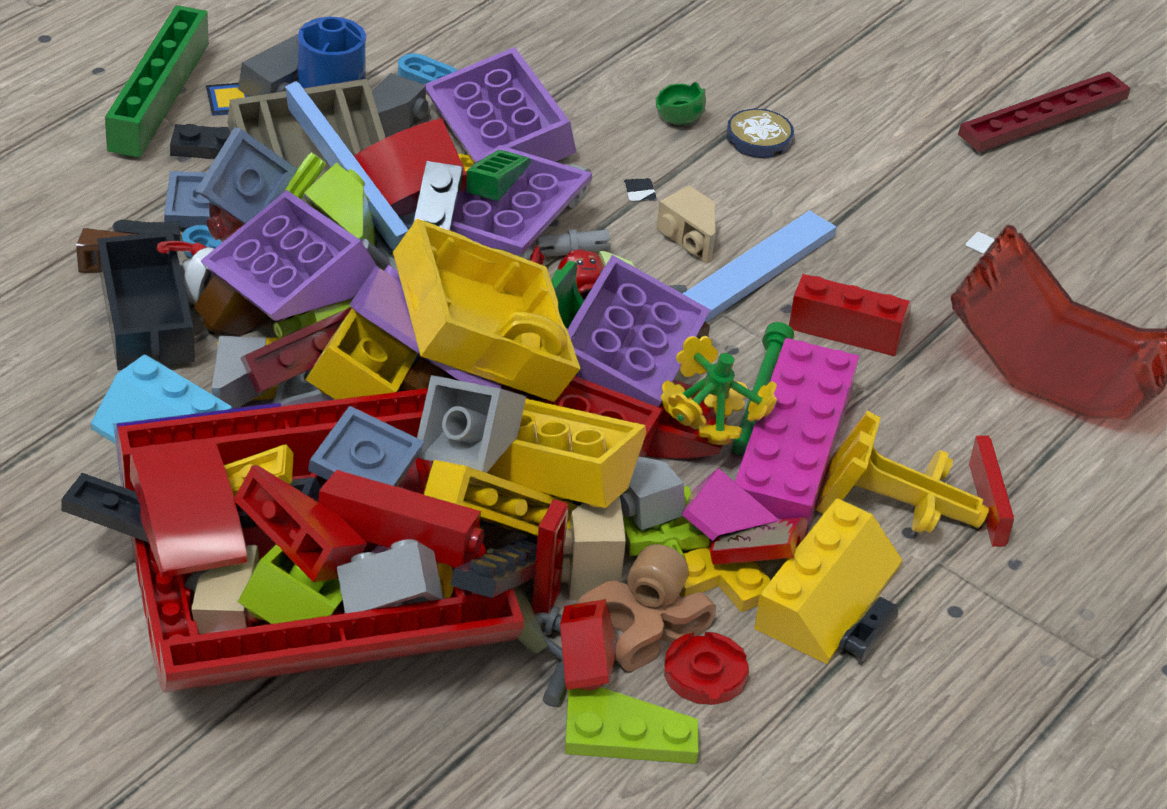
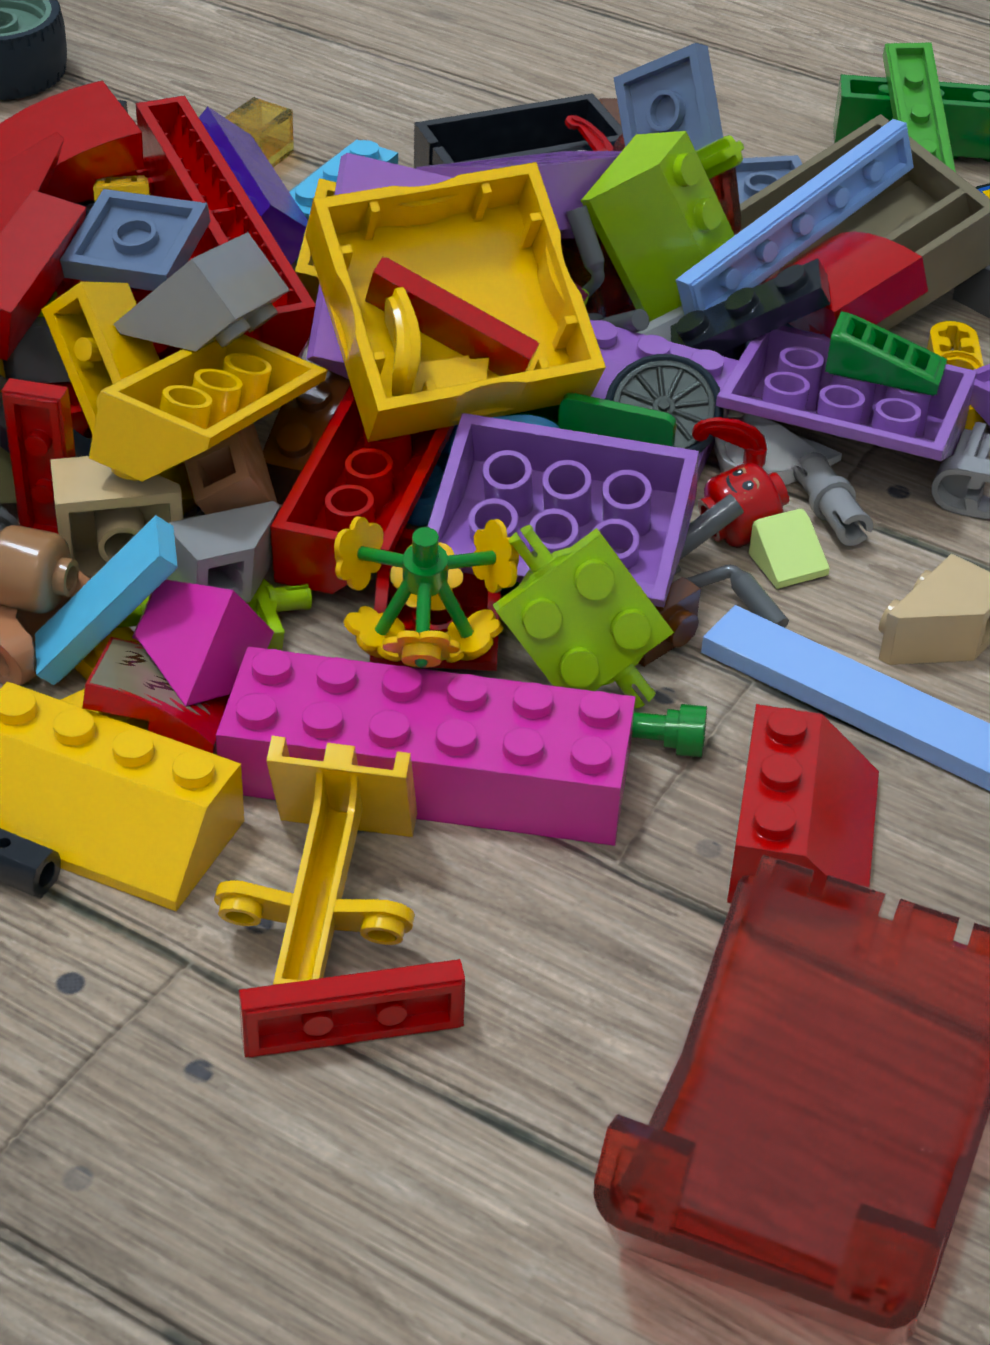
camera: 85 degrees right, 0 degrees up
(45, 444) = (269, 125): none -> clear yellow brick
(170, 93) = (917, 96): none -> bright green tile
(519, 302) = (454, 320): none -> red tile
(697, 532) = (105, 600): none -> medium azure tile
(725, 331) = (582, 615): none -> lime plate

